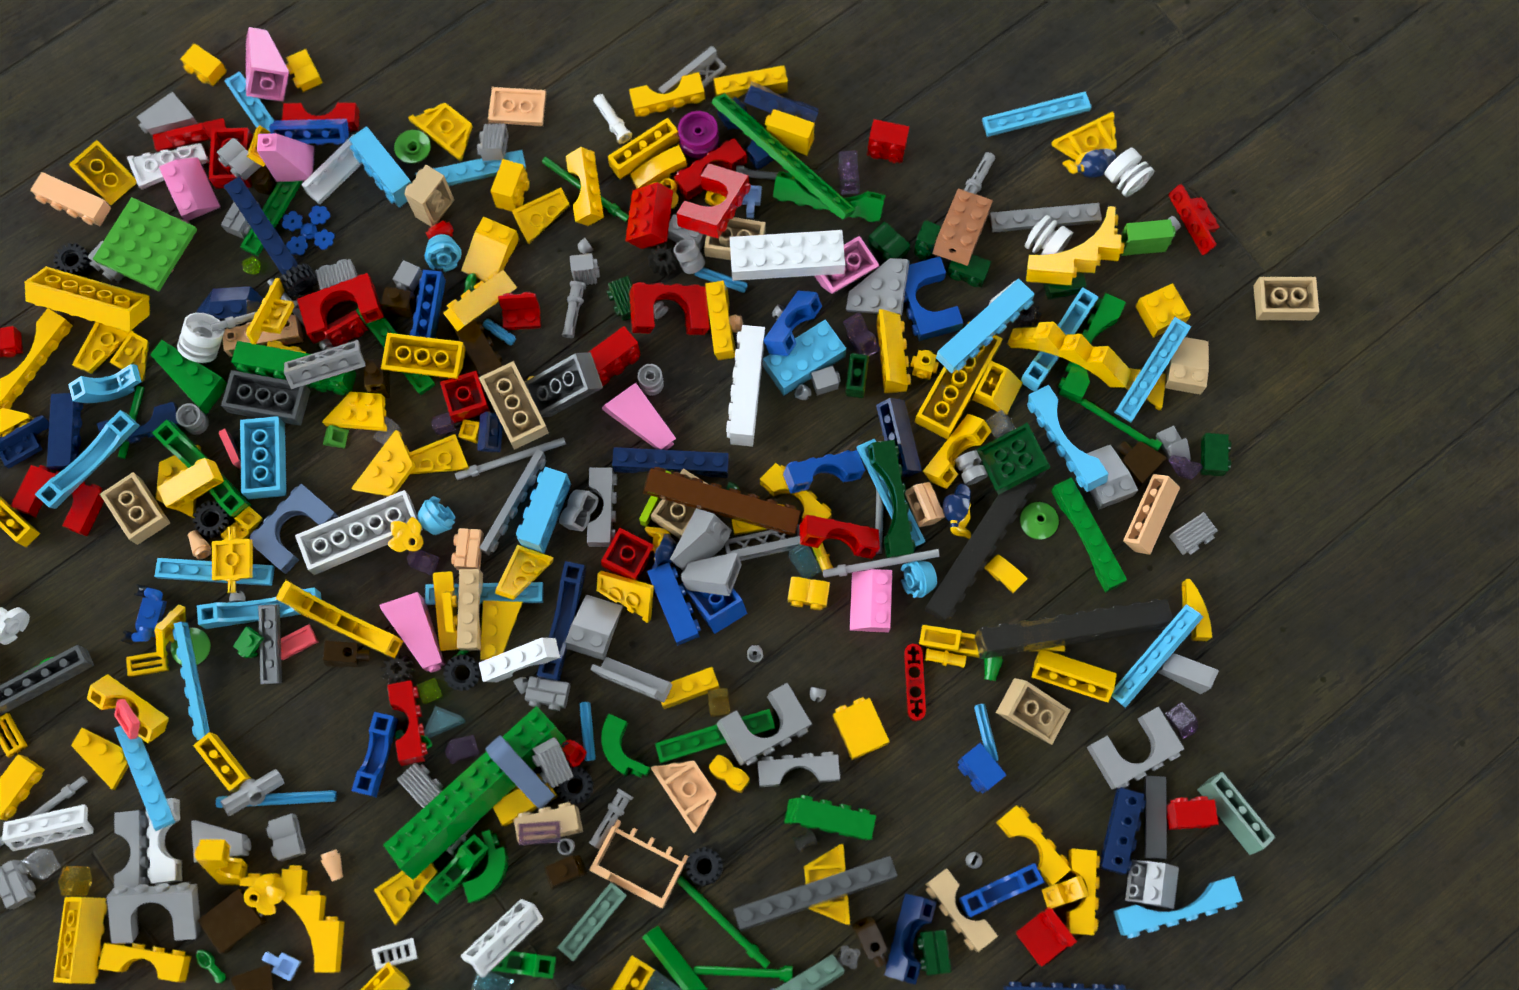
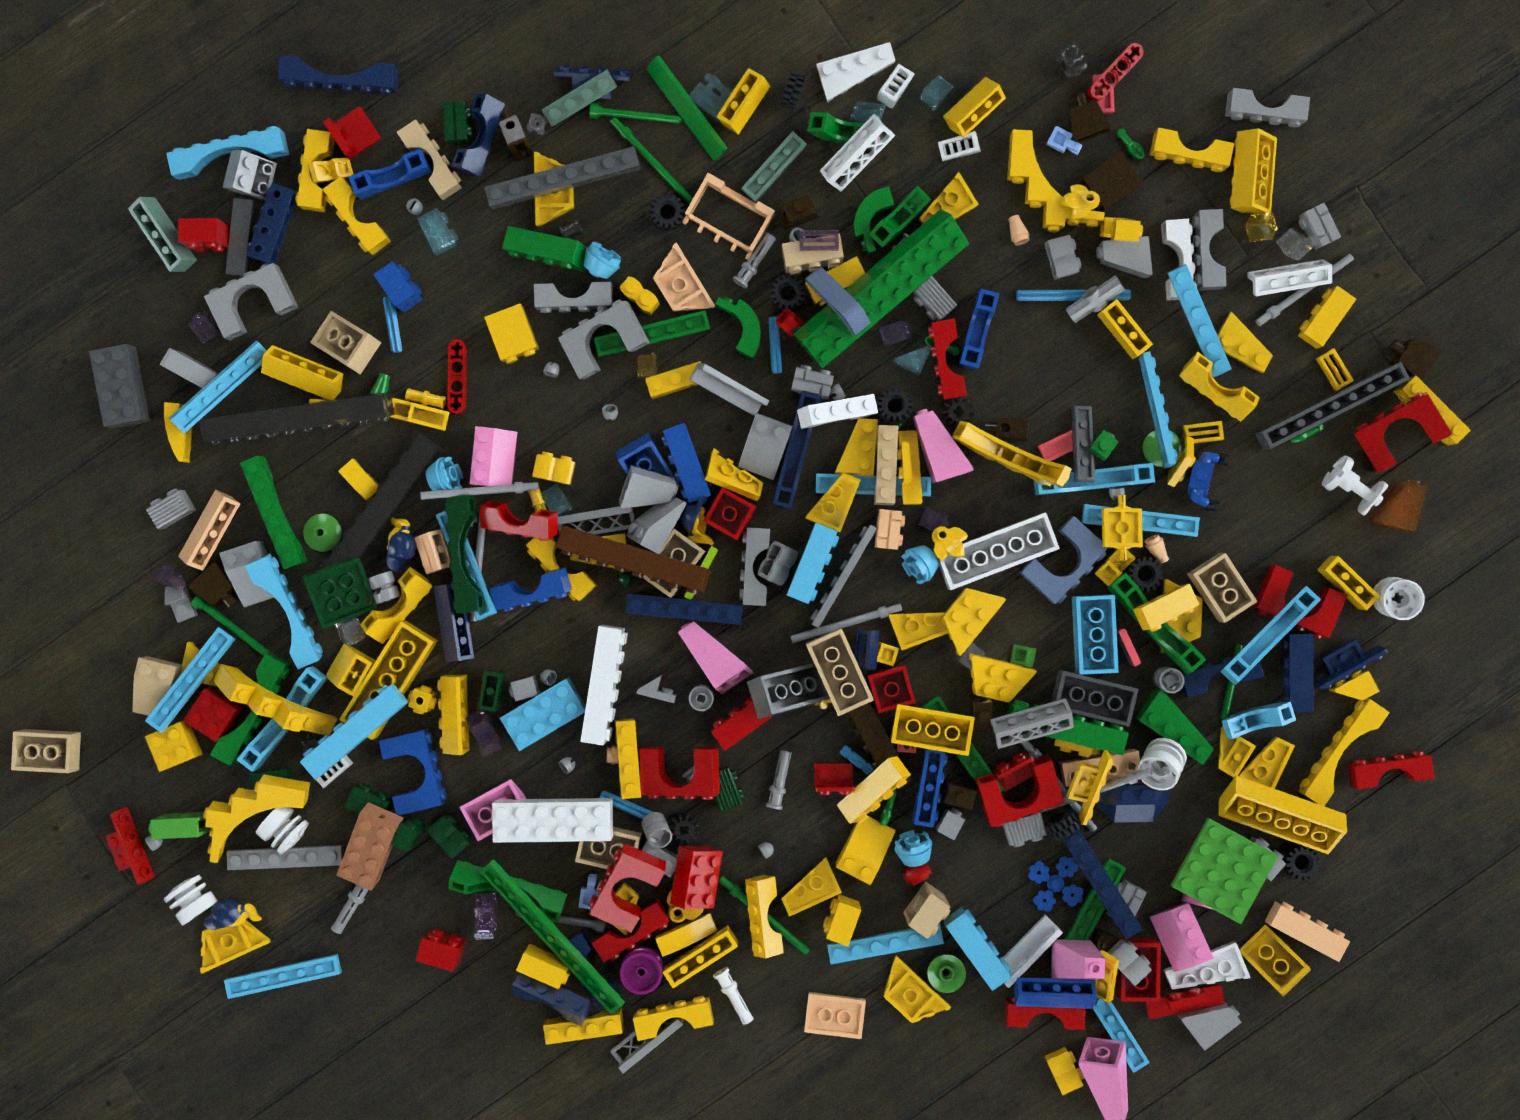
camera: 175 degrees left, 15 degrees up
(127, 719) = (1218, 374): coral tile -> none
(178, 899) = (1162, 201): light grey arch -> none
(203, 65) = (1173, 1083): yellow brick -> none
(255, 268) = (1114, 842): clear neon green plate -> none
(429, 690) = (927, 392): clear neon green plate -> none
(443, 424) = (914, 663): clear purple bracket -> none
(493, 142) = (859, 972): light grey brick -> none
(552, 763) = (806, 308): light grey brick -> none
(584, 268) = (765, 821): light grey brick -> none
(700, 384) = (652, 690): none -> light grey slope
(770, 807) = (601, 261): none -> medium azure cone
(801, 308) = (542, 766): blue arch -> none
(881, 289) = (459, 782): light grey plate -> none
(946, 832) = (437, 231): none -> clear light blue brick
(1129, 340) = (213, 714): none -> red brick
(1215, 454) = (139, 589): dark green brick -> none
(1261, 653) = (119, 386): none -> dark grey brick

